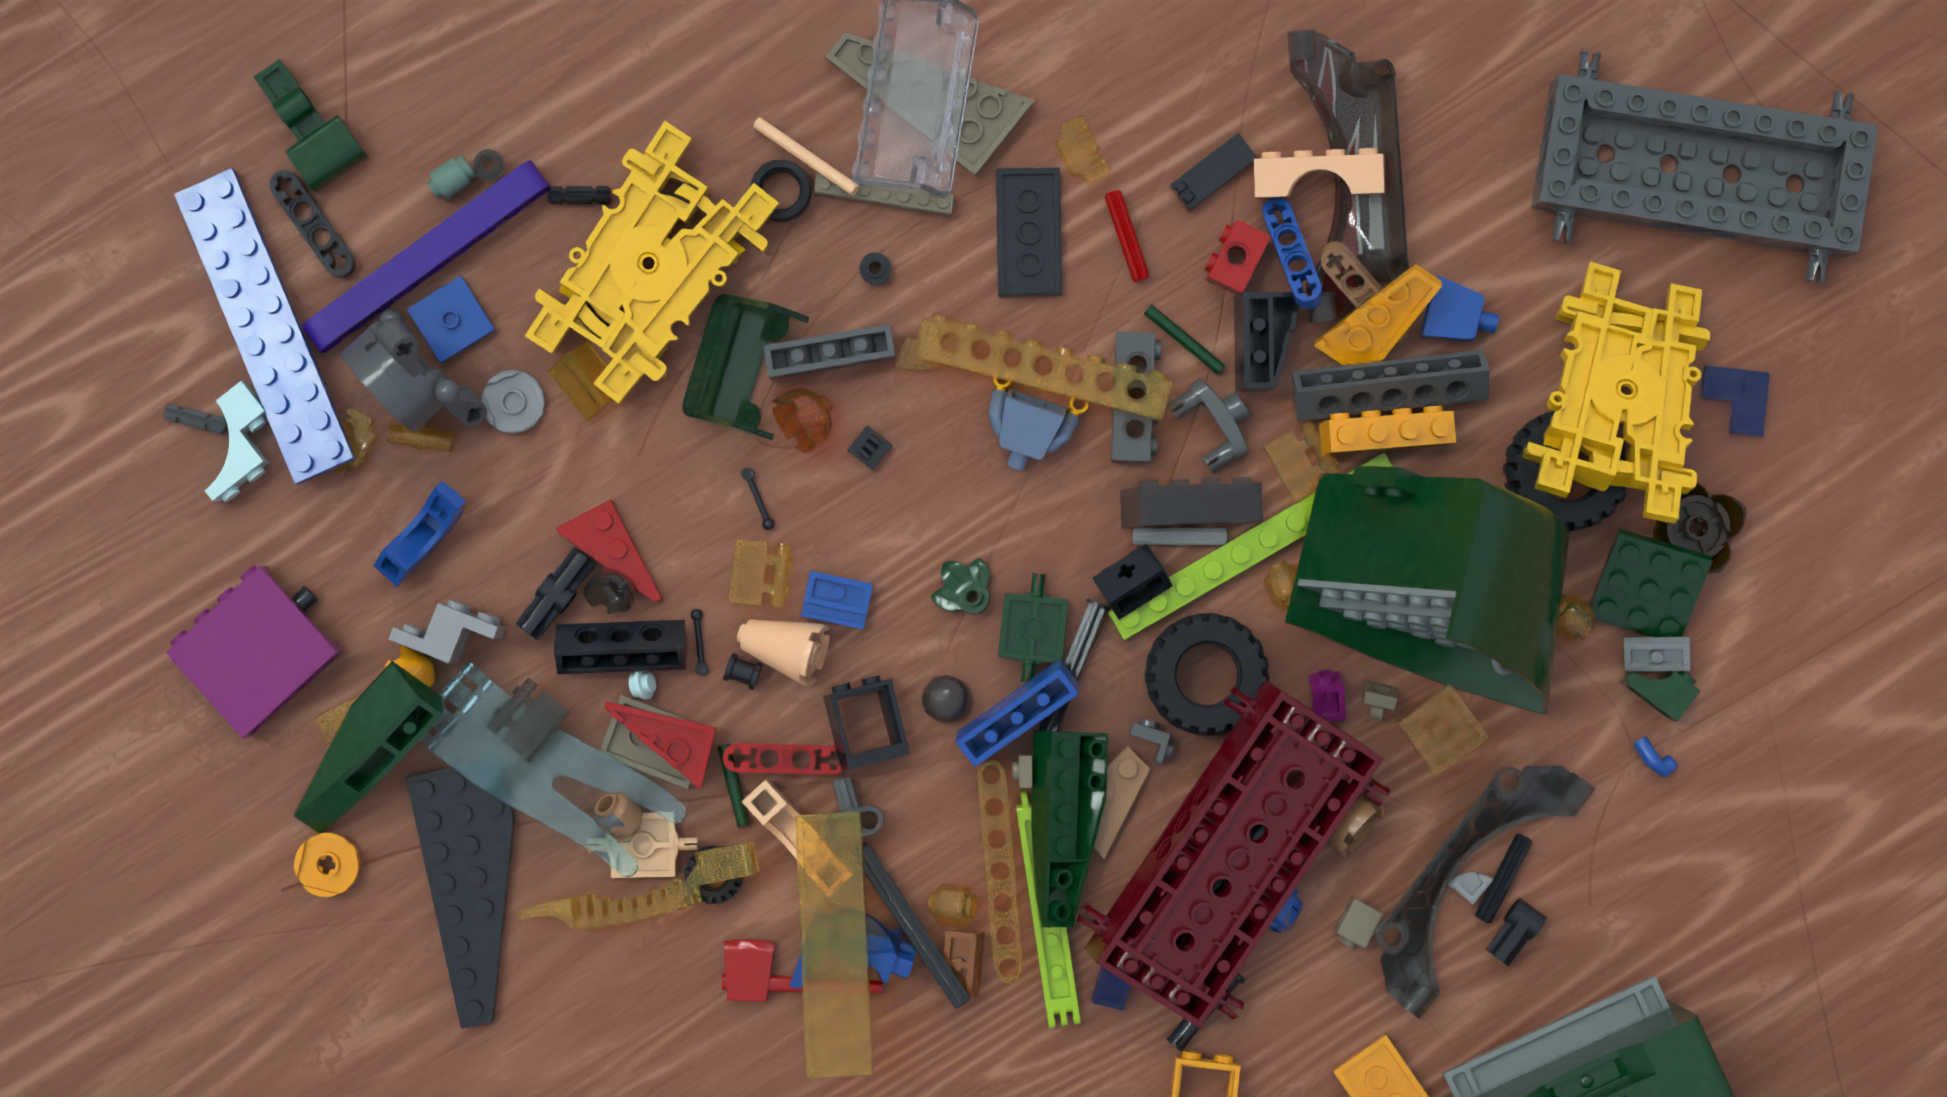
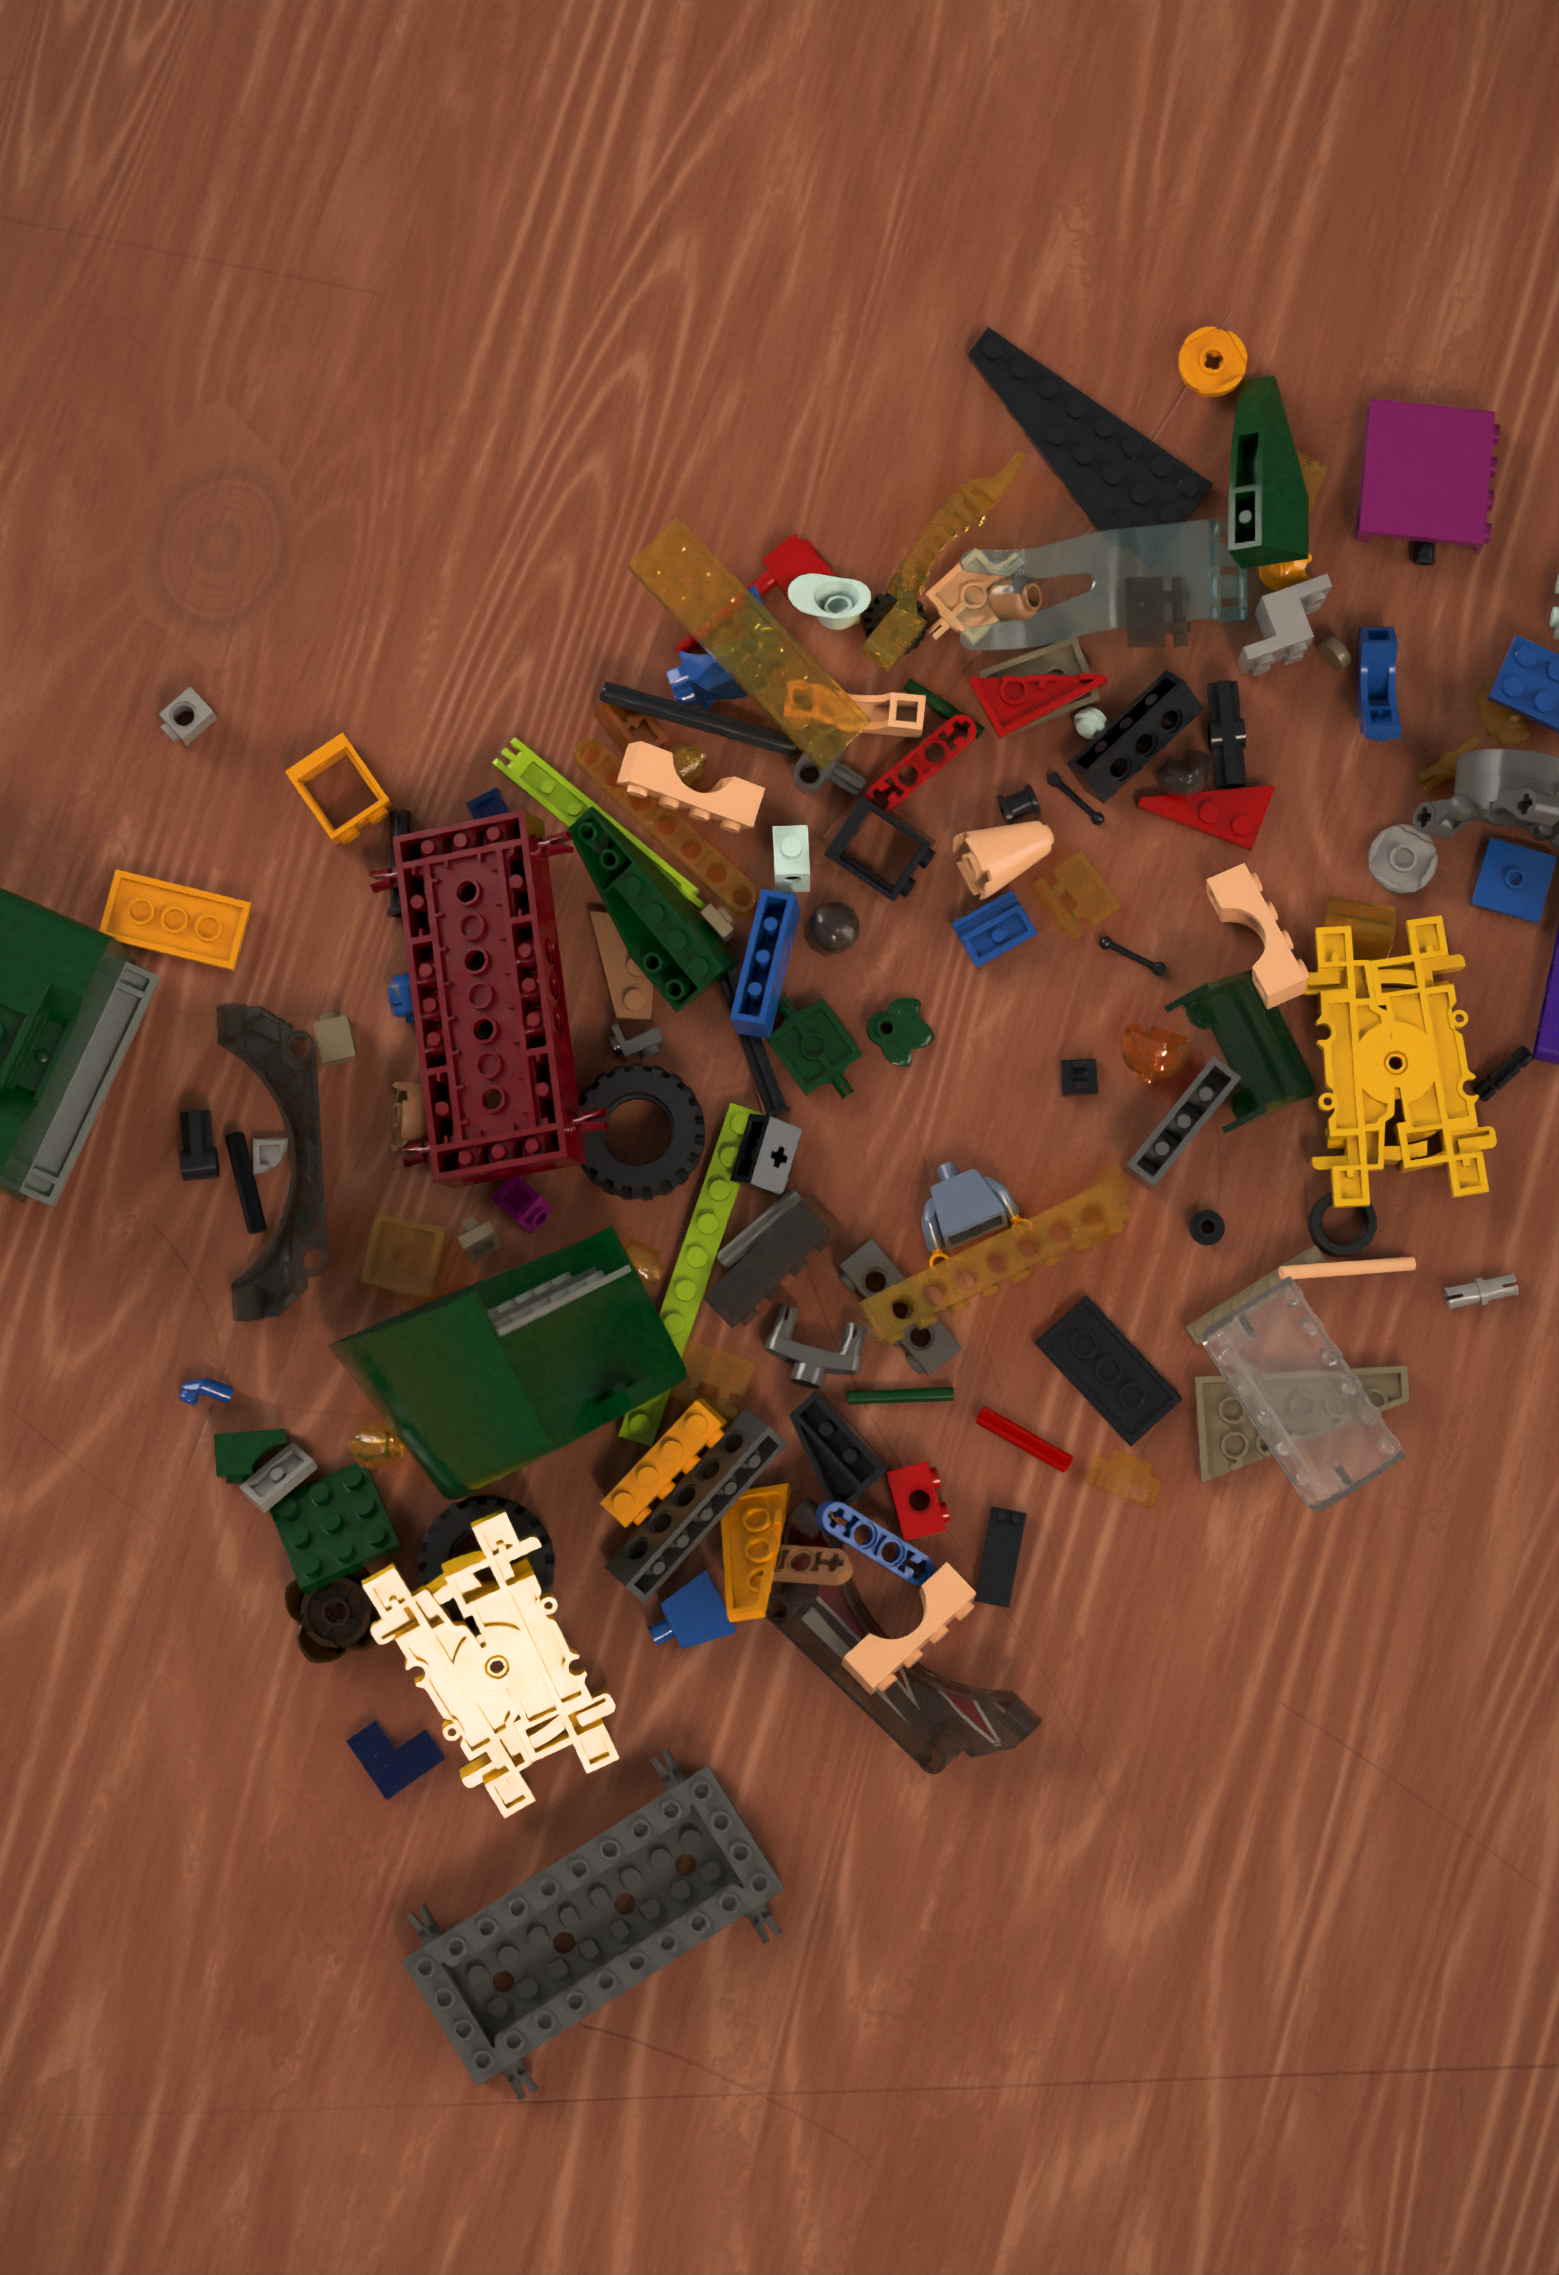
camera: 130 degrees right, 5 degrees down
(430, 584) = (1334, 653): none -> dark tan tile
(652, 472) = (1238, 899): none -> light nougat arch
(728, 62) = (1481, 1291): none -> light grey pin
(744, 931) = (831, 599): none -> light aqua piece
(932, 773) = (791, 858): none -> light aqua torso
(979, 914) = (652, 773): none -> light nougat arch

